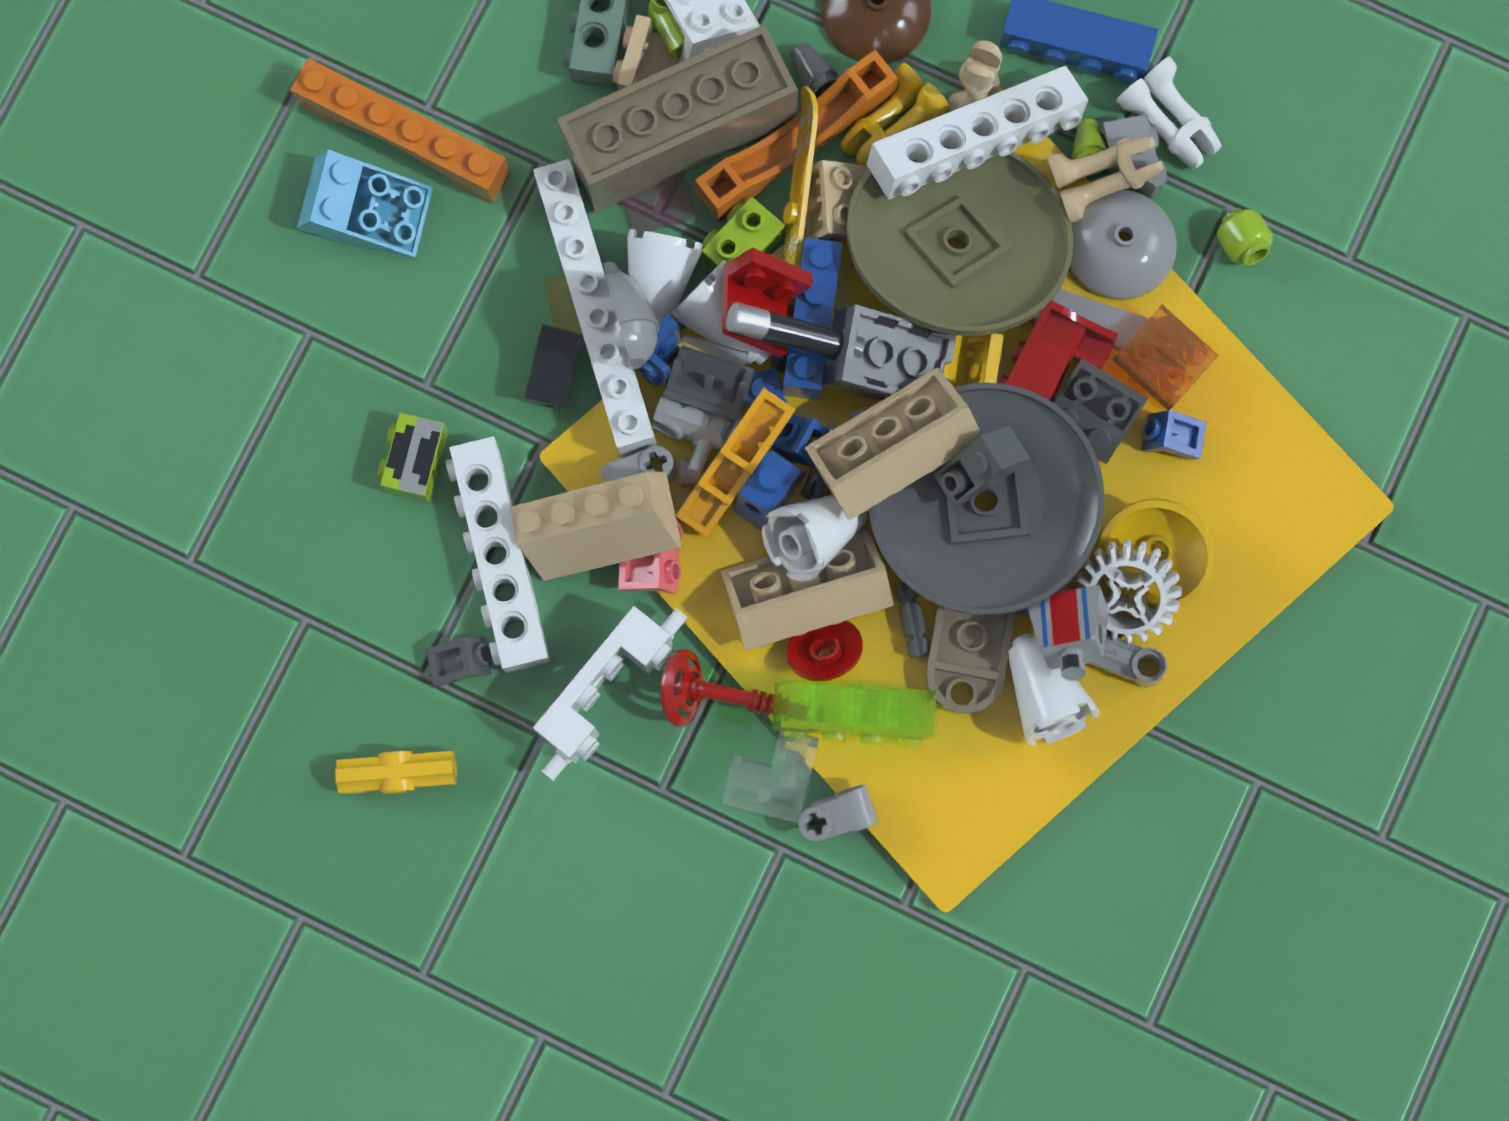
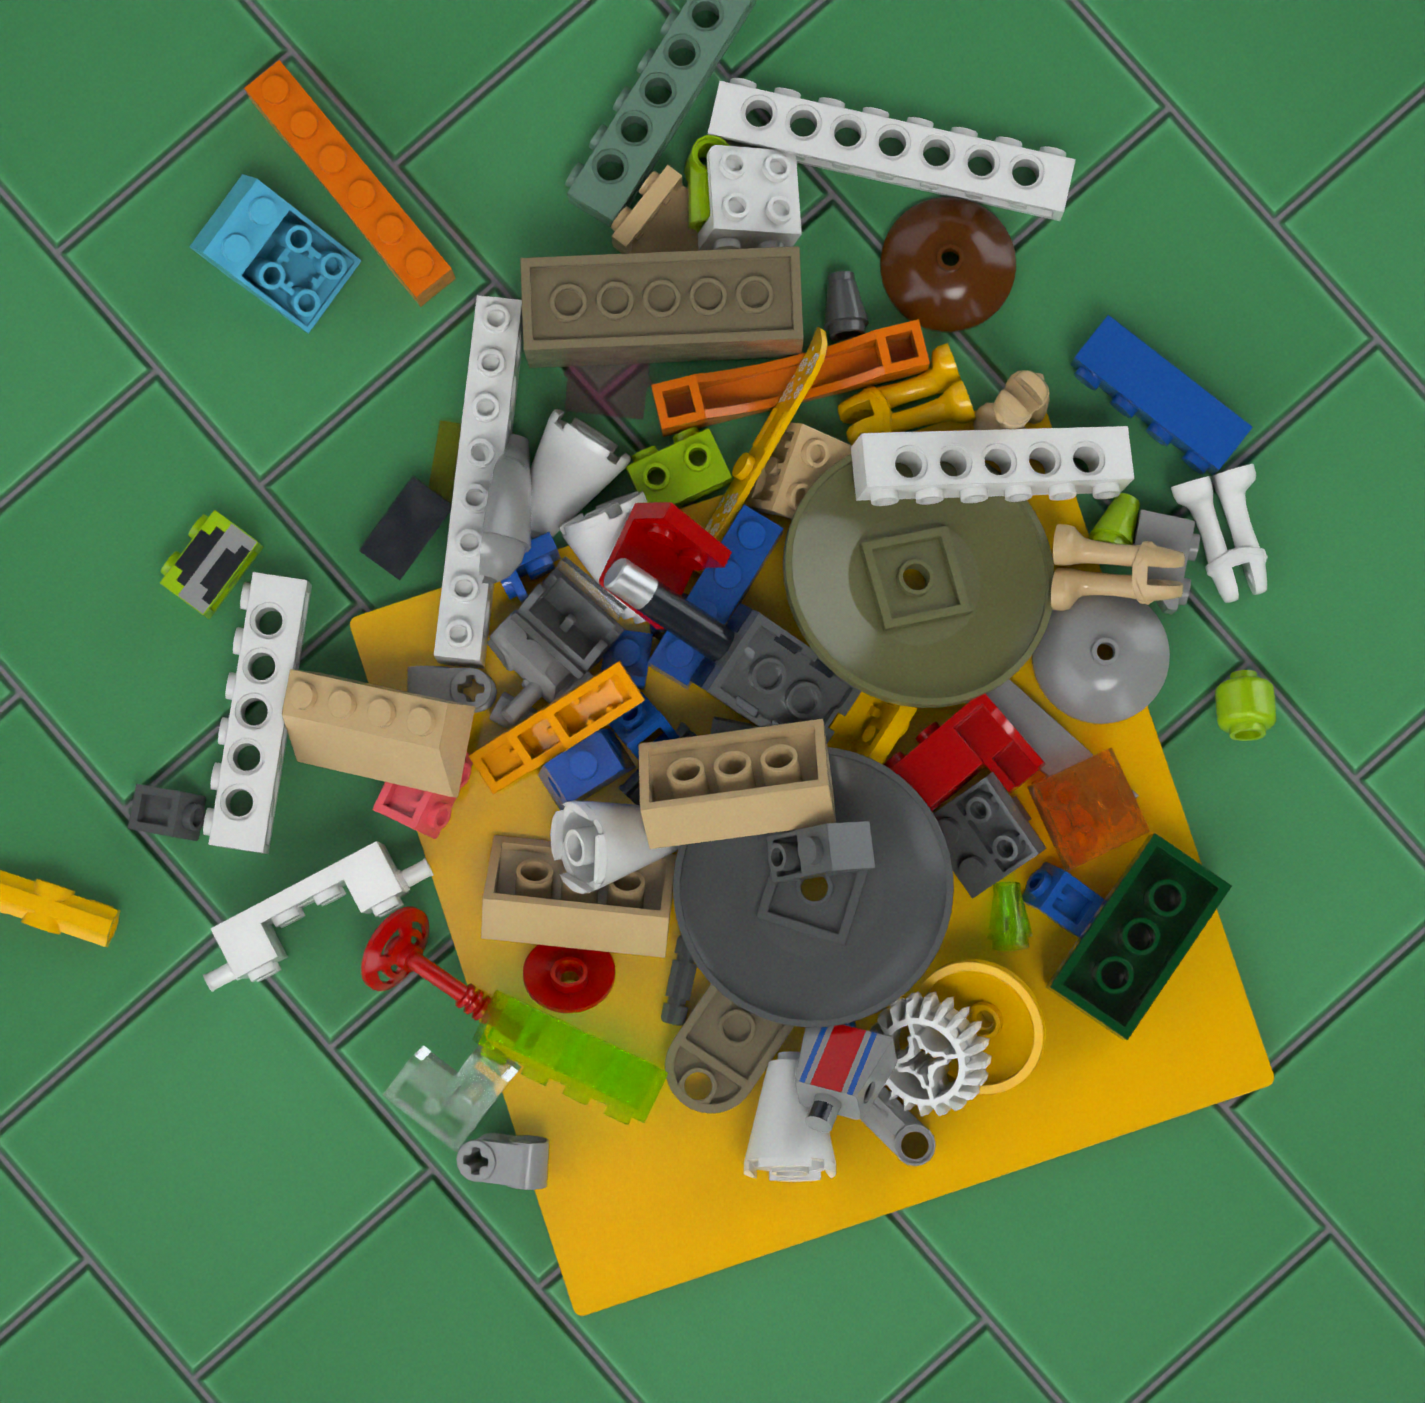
camera: 25 degrees right, 5 degrees up
(1141, 467) = (1009, 920): none -> clear neon green cone
(1246, 436) = (1138, 936): none -> dark green brick

